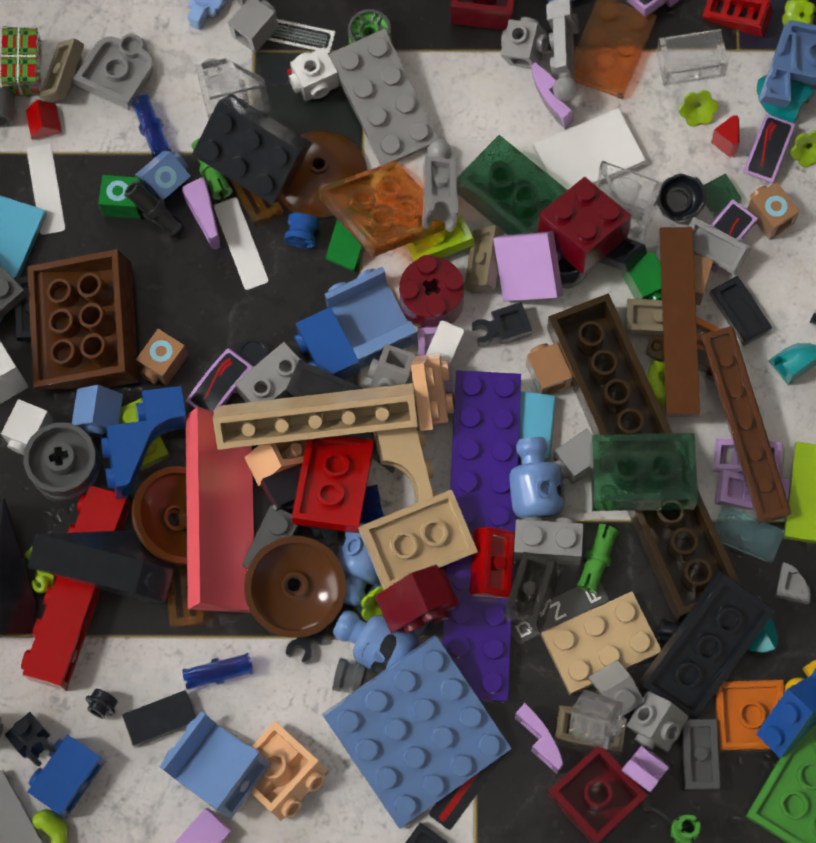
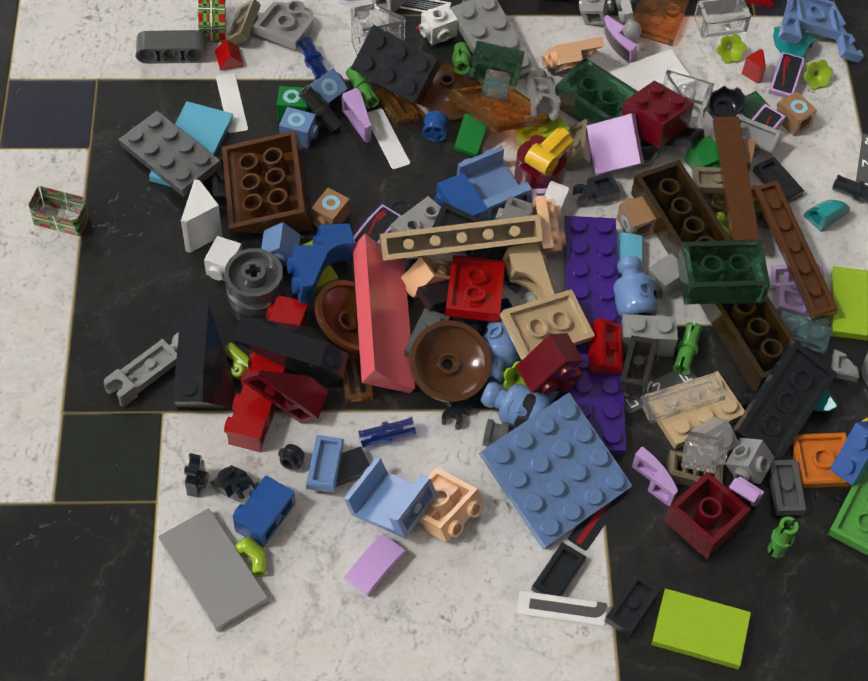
camera: 10 degrees left, 15 degrees down
(106, 625) = (294, 394): none -> dark red slope
(126, 232) = (302, 122): none -> medium blue brick
(140, 715) = (325, 464): none -> medium blue tile
(340, 128) = (458, 58): none -> bright green pin
(379, 176) = (495, 84): none -> clear light blue slope
(382, 143) = (496, 58): none -> clear green brick
(434, 292) = (547, 154): none -> yellow piece
(474, 126) = (566, 55): none -> light nougat plate
(582, 634) = (682, 398): none -> clear tile

